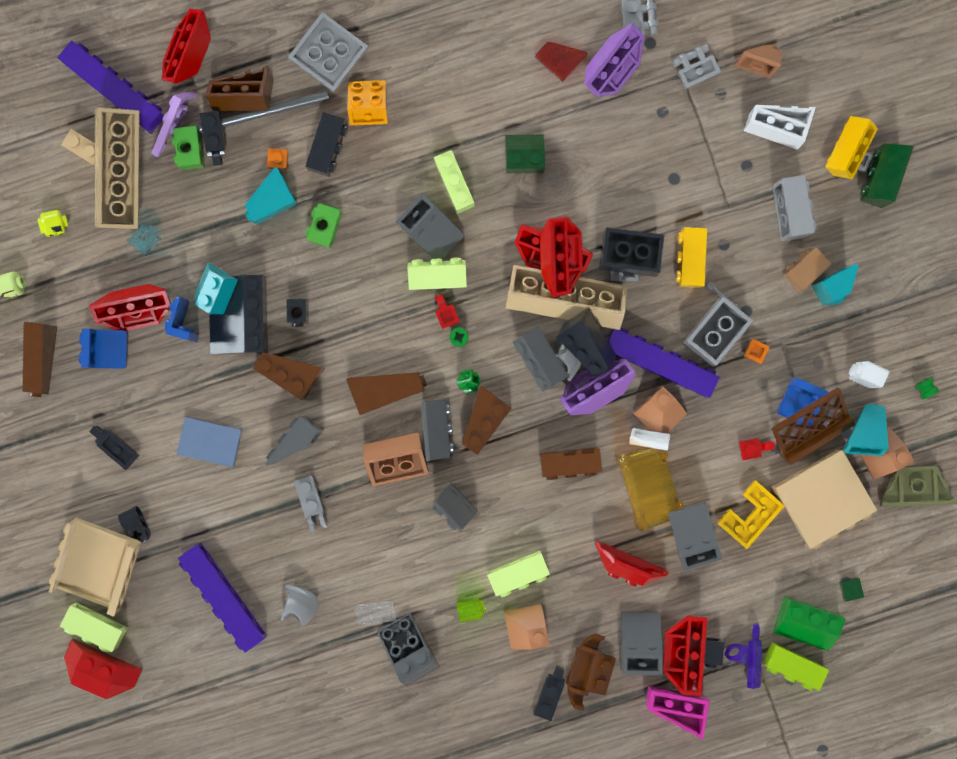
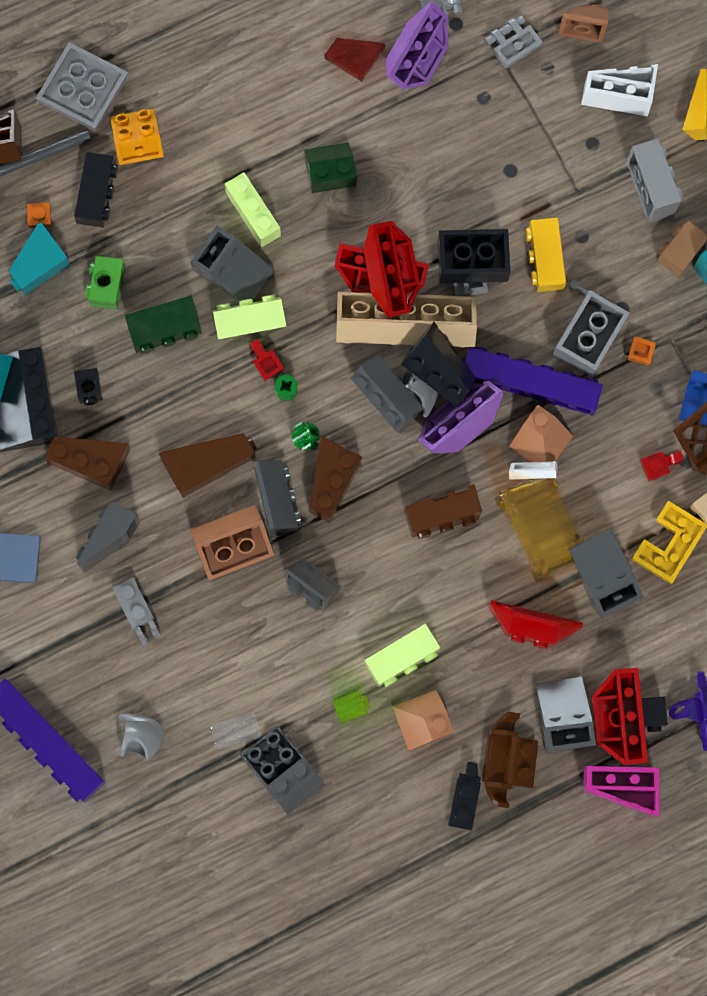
camera: 15 degrees left, 10 degrees down
(365, 271) = (163, 324): none -> dark green slope

